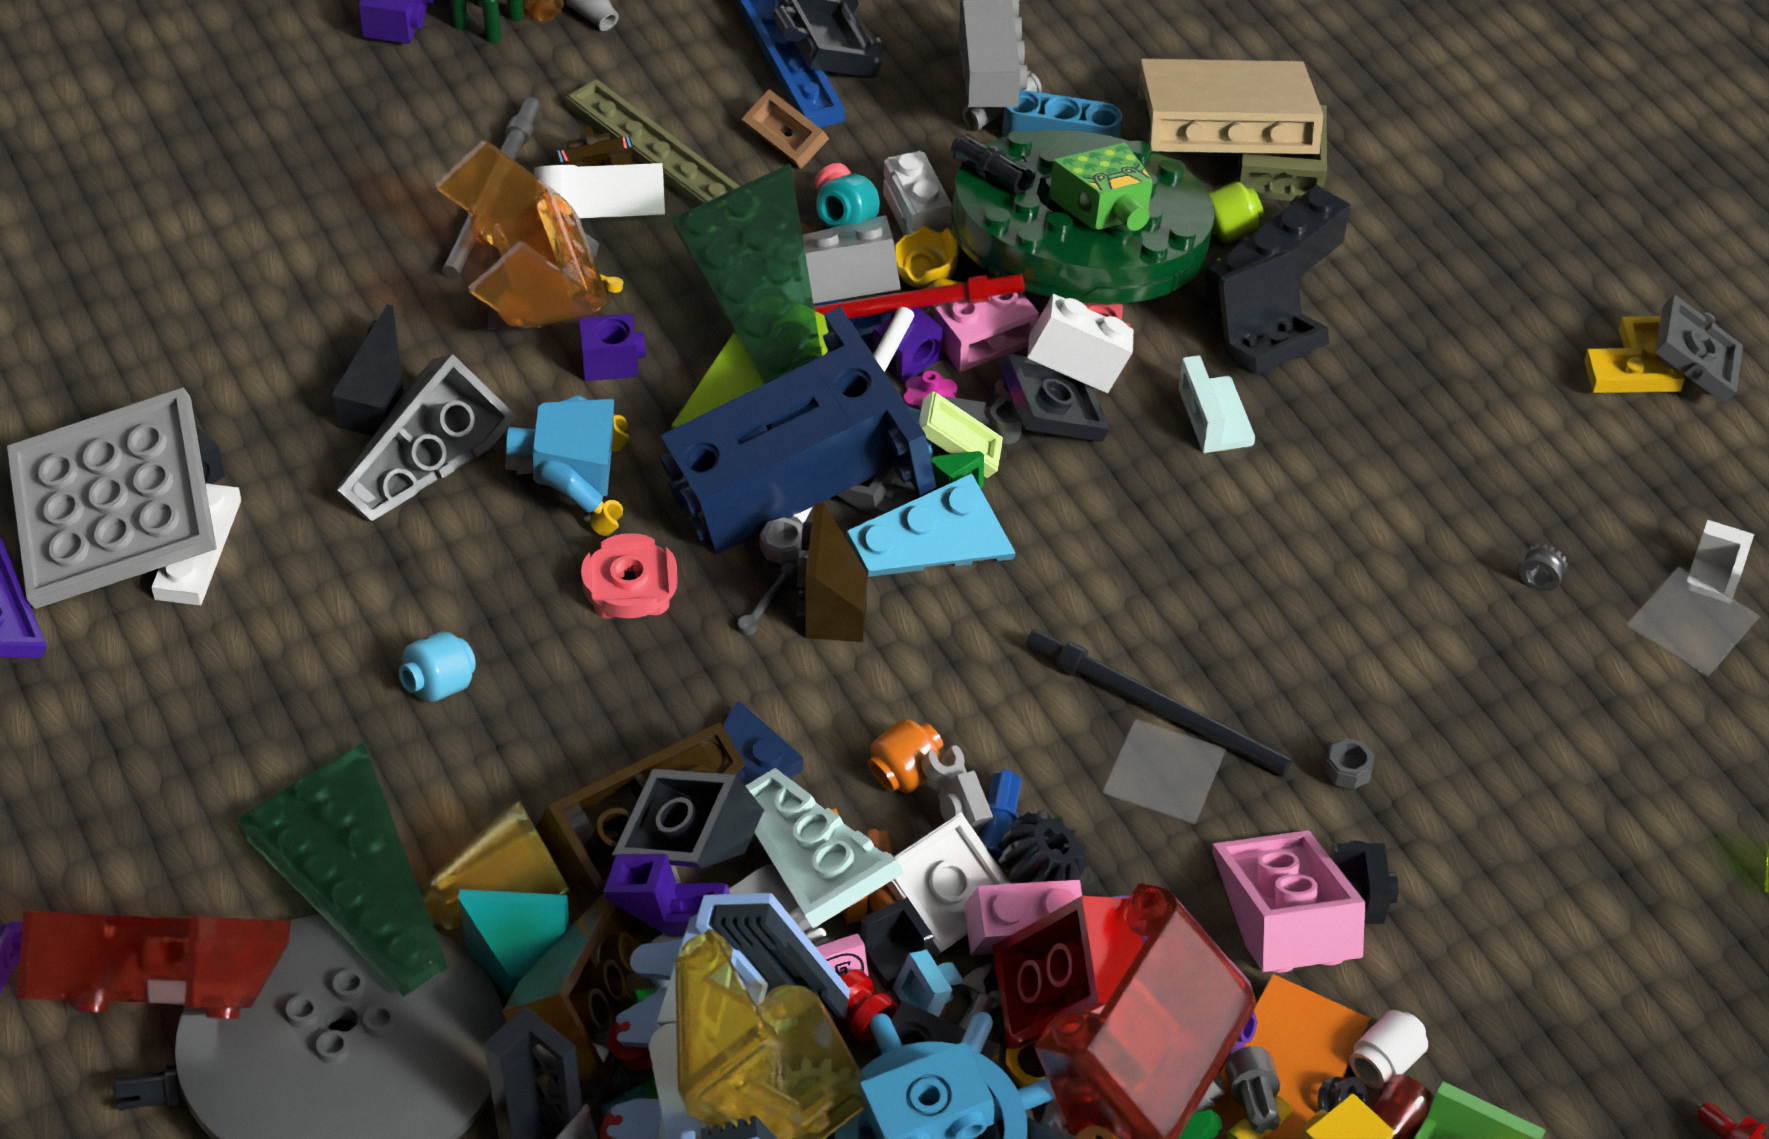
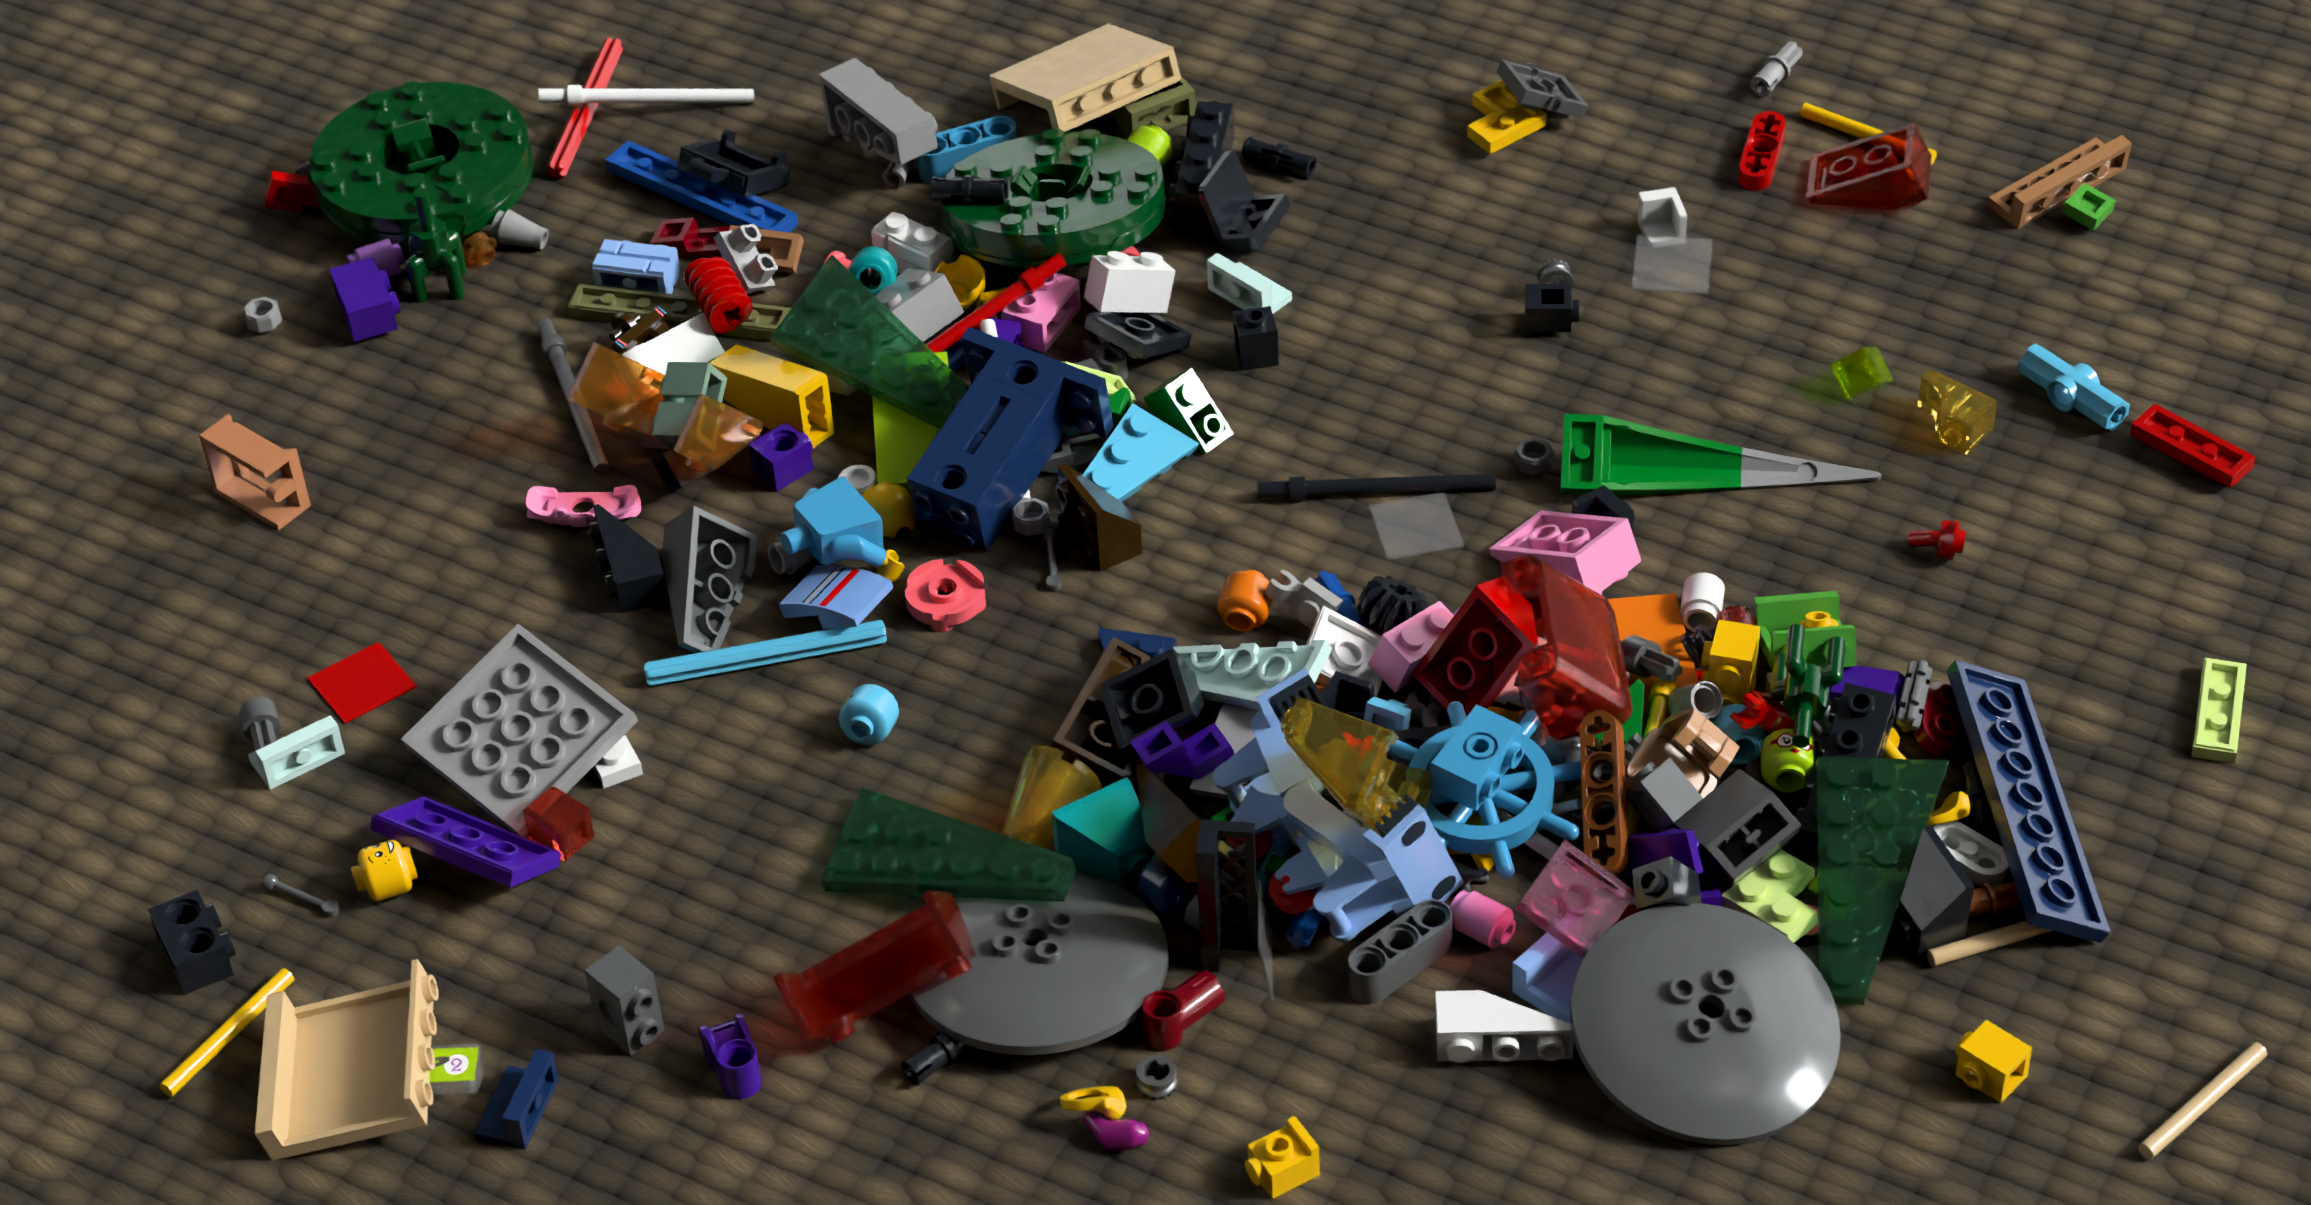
camera: 30 degrees left, 5 degrees down
(61, 369) = (361, 682): none -> red piece
(67, 614) = (559, 822): none -> clear red panel
(146, 117) = (255, 473): none -> nougat window
(374, 286) = (557, 508): none -> bright pink piece
(416, 544) = (764, 653): none -> medium azure axle
(523, 521) = (837, 595): none -> medium blue slope
(545, 228) = (680, 391): none -> sand green piece
(642, 454) = (893, 506): none -> yellow hair
(656, 89) = (636, 266): none -> light blue brick
(656, 282) = (777, 391): none -> yellow slope
(658, 412) = (860, 477): none -> white tile
(691, 152) = (718, 293): none -> red piece
(730, 84) = (688, 238): none -> dark red slope
(751, 131) = (750, 267): none -> light grey hips
(1031, 514) = (1189, 409): none -> green slope
(1103, 187) = (1073, 165): bright green torso -> none
(1166, 468) = (1255, 338): none -> black brick
(1350, 269) = (1279, 157): none -> black pin
(1455, 831) = (1653, 461): none -> green plate
(1505, 601) = (1549, 308): none -> black brick

